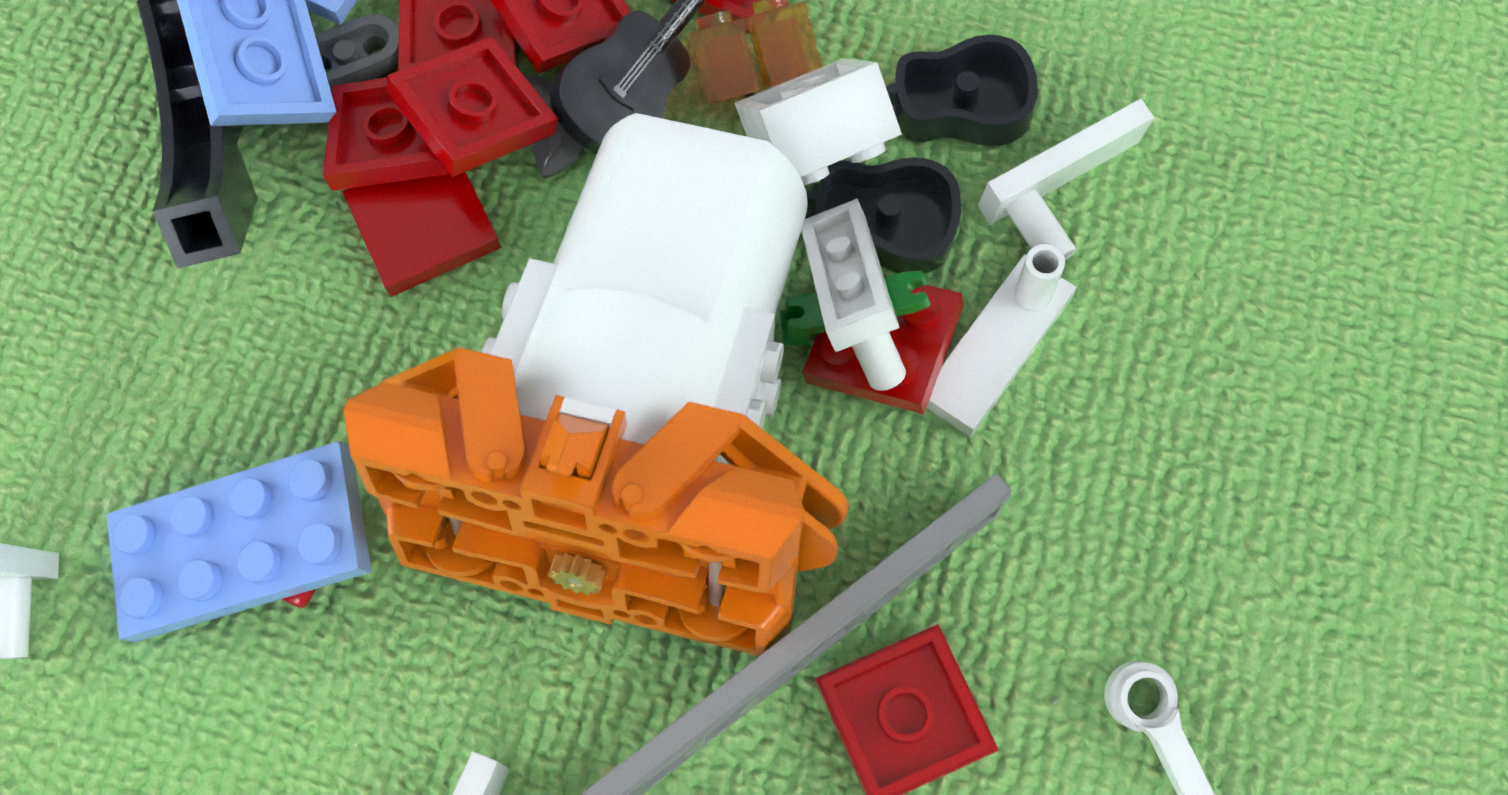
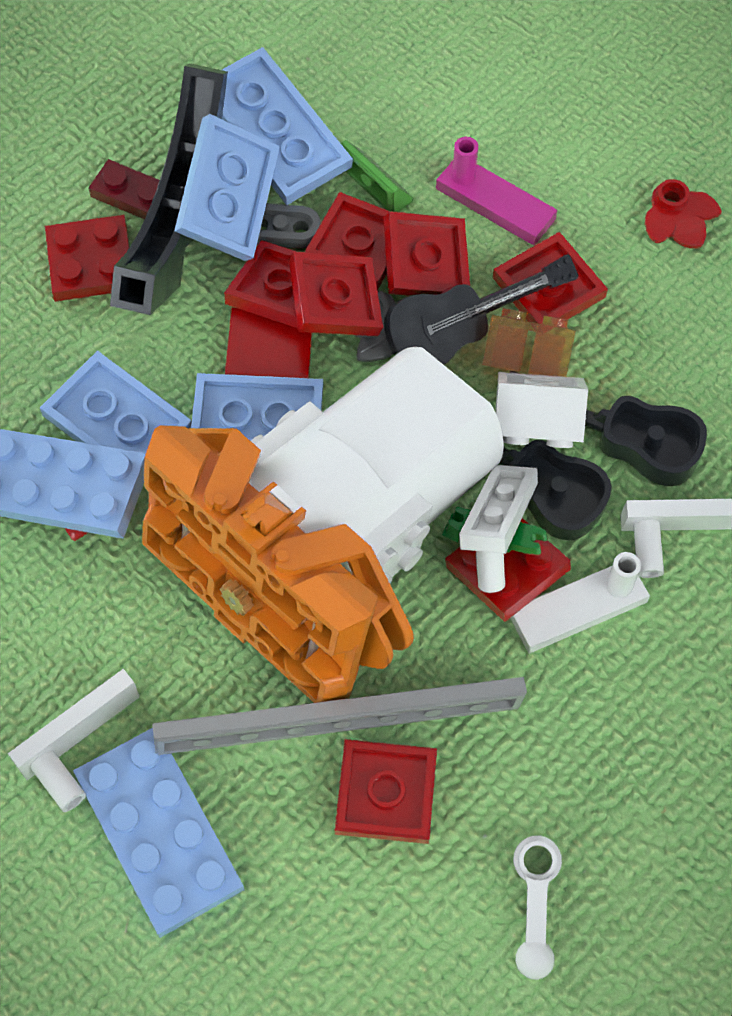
camera: 25 degrees right, 5 degrees down
(105, 221) = (85, 256): none -> red plate
(110, 107) = (124, 188): none -> dark red plate
(257, 405) = (109, 407): none -> light blue plate
(440, 303) = (250, 402): none -> light blue plate

